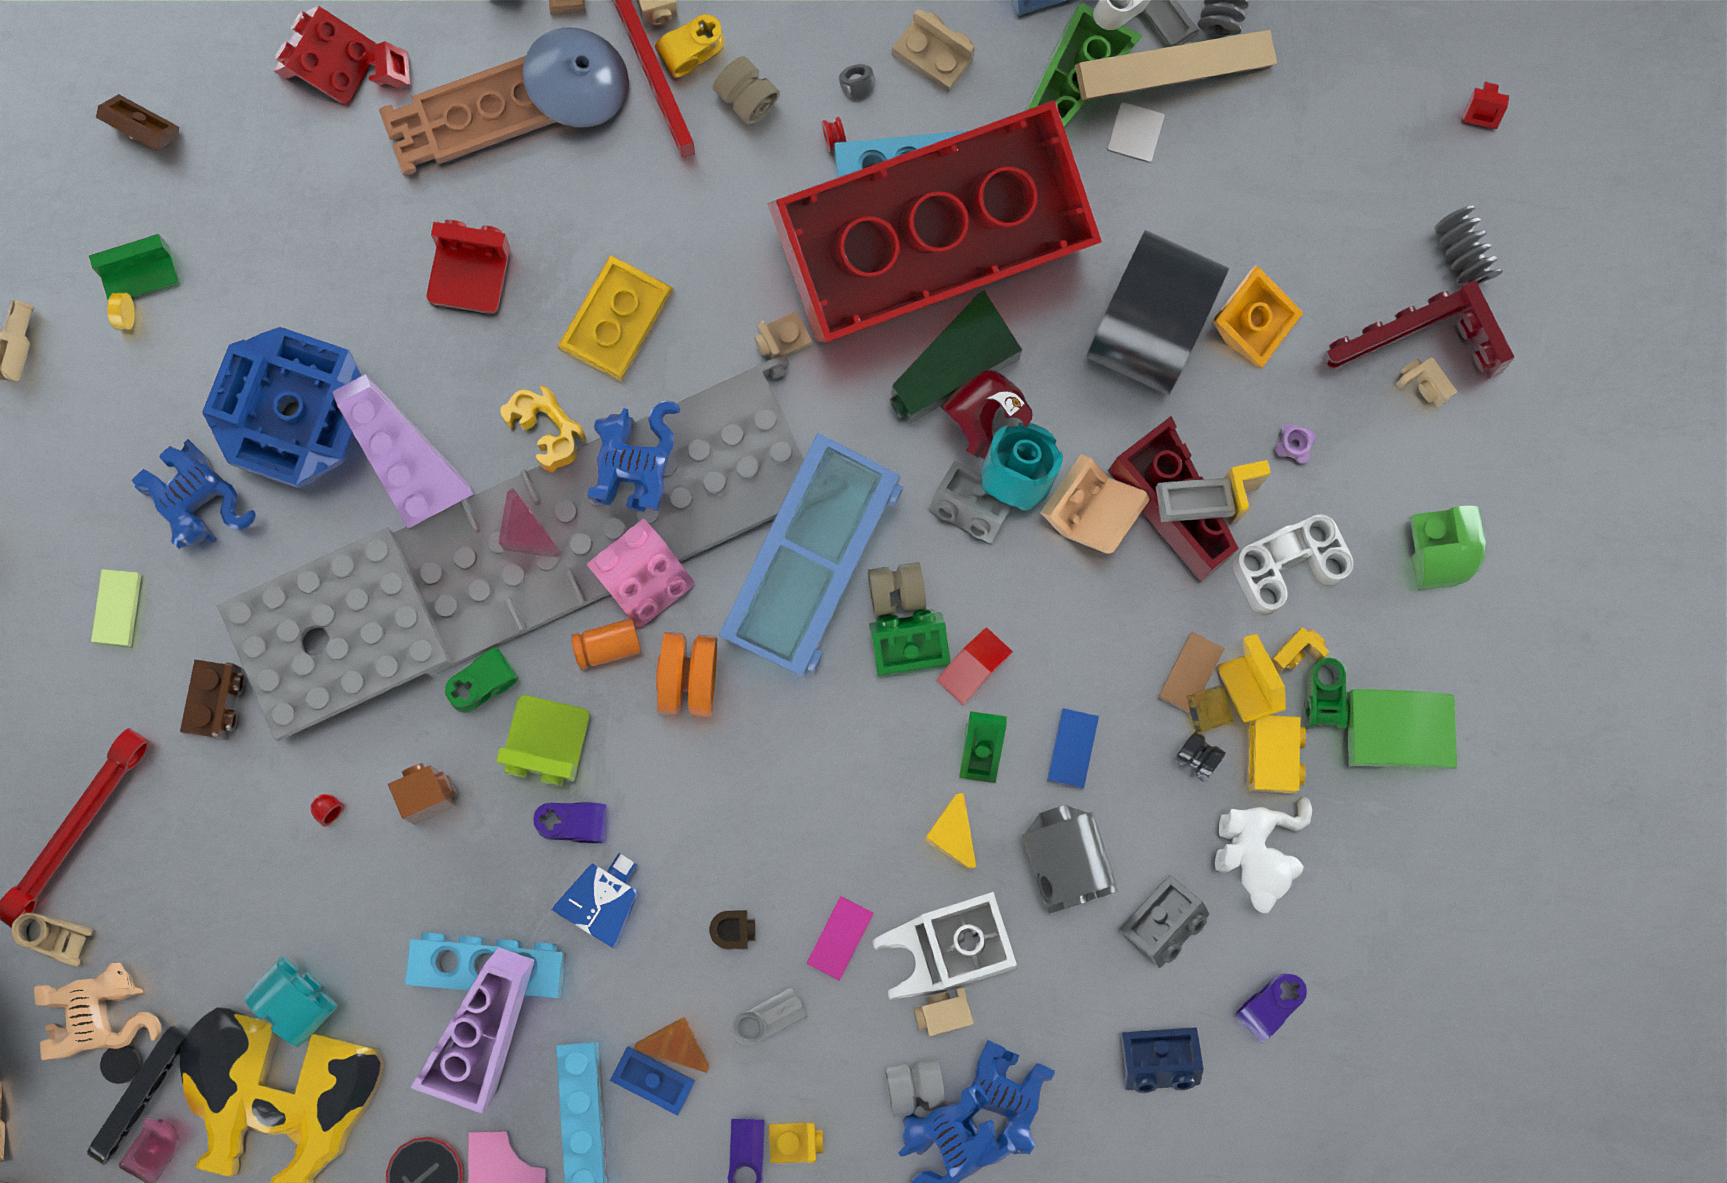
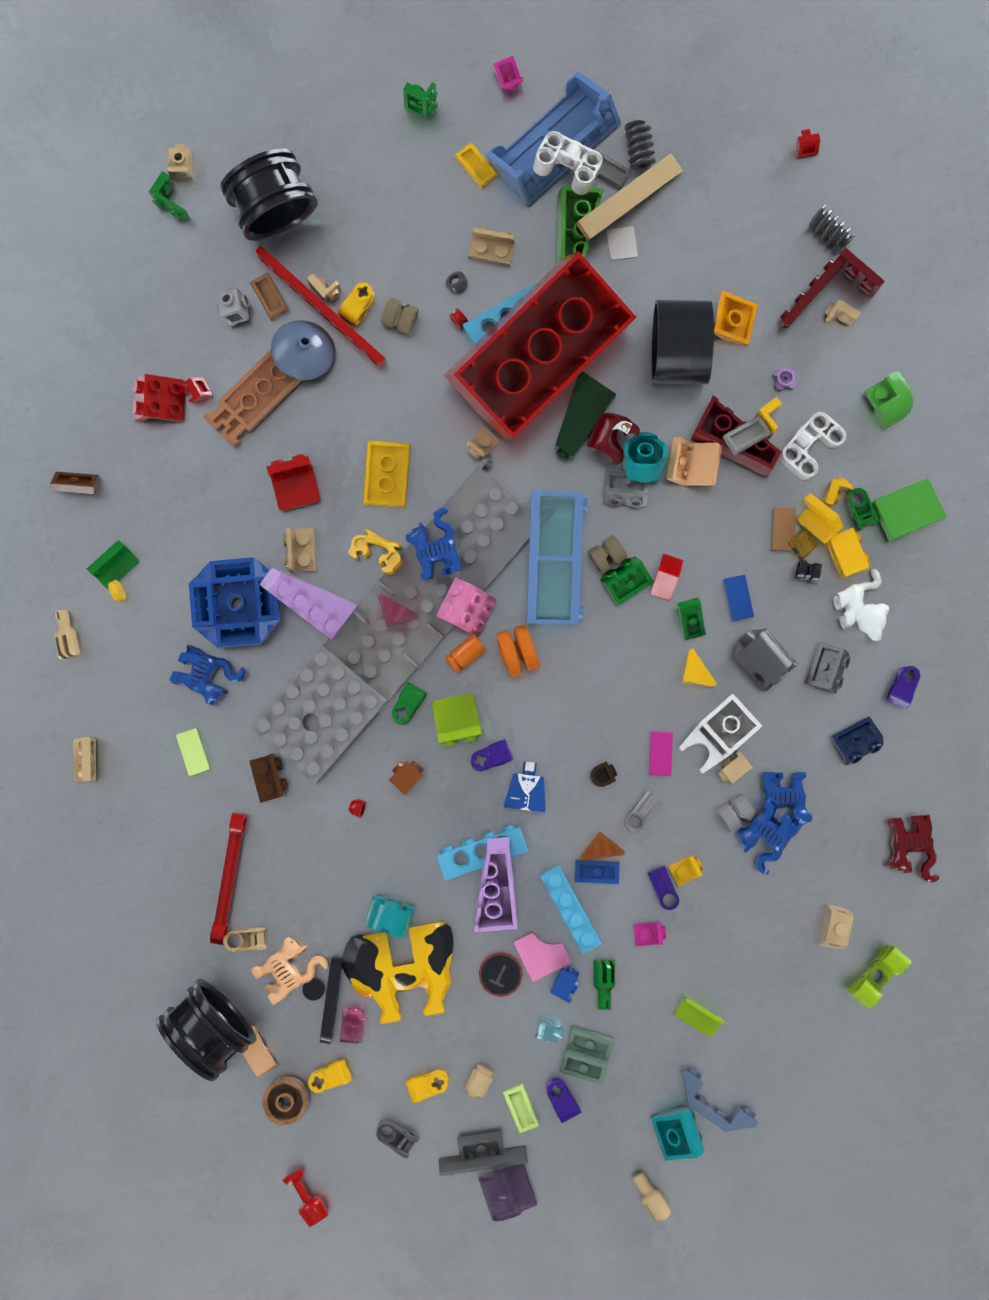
camera: 15 degrees left, 5 degrees up
(428, 373) = (300, 550): none -> tan bracket

